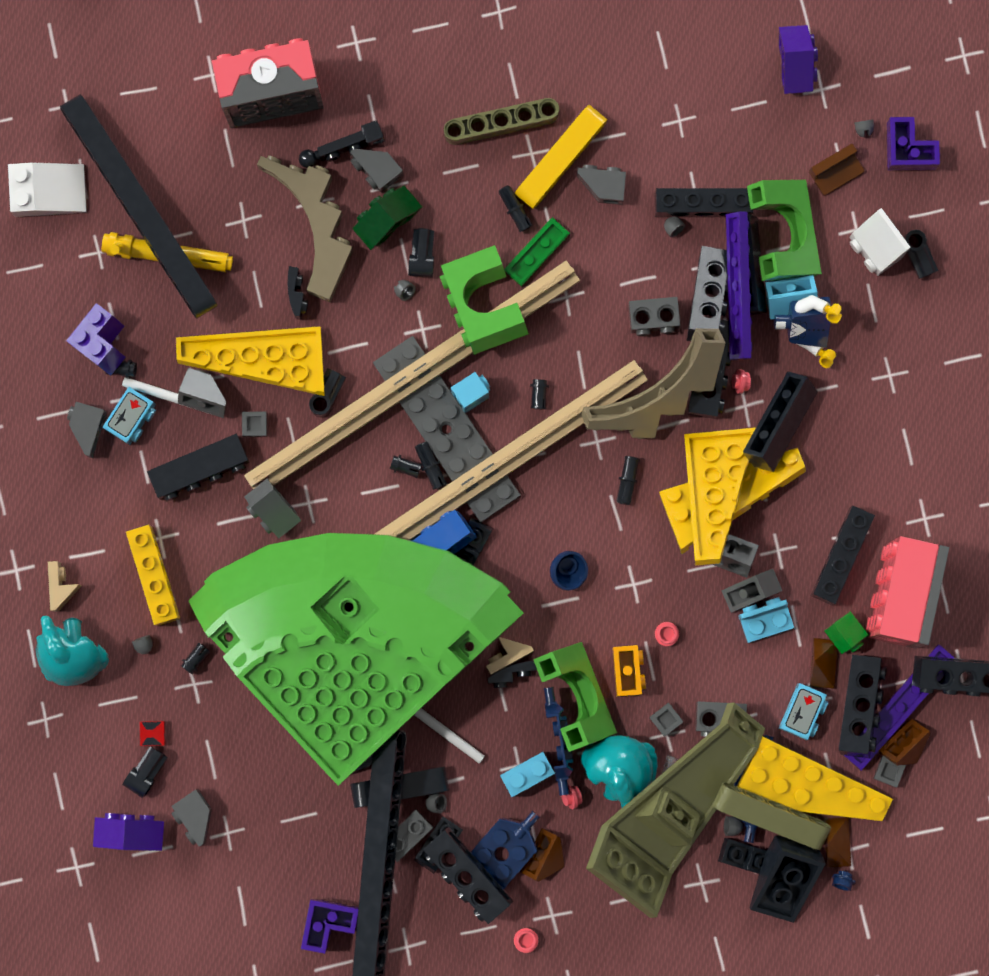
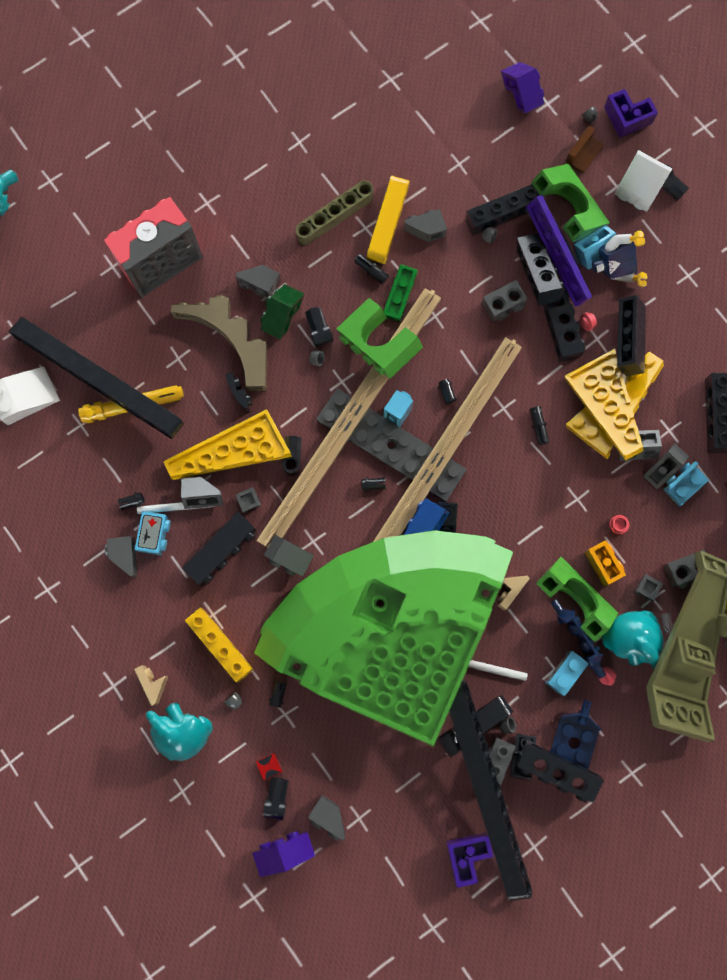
camera: 25 degrees left, 5 degrees down
(95, 336) = (102, 486): brick -> none
(370, 135) = (243, 261): black plate -> none
(430, 465) = (391, 475): black axle -> none
(504, 676) = (517, 605): black slope -> none
(526, 940) = (622, 801): coral plate -> none
(547, 858) = (611, 730): reddish brown slope -> none
(568, 570) = (527, 508): dark blue piece -> none
(669, 396) = (556, 323): dark tan arch -> none

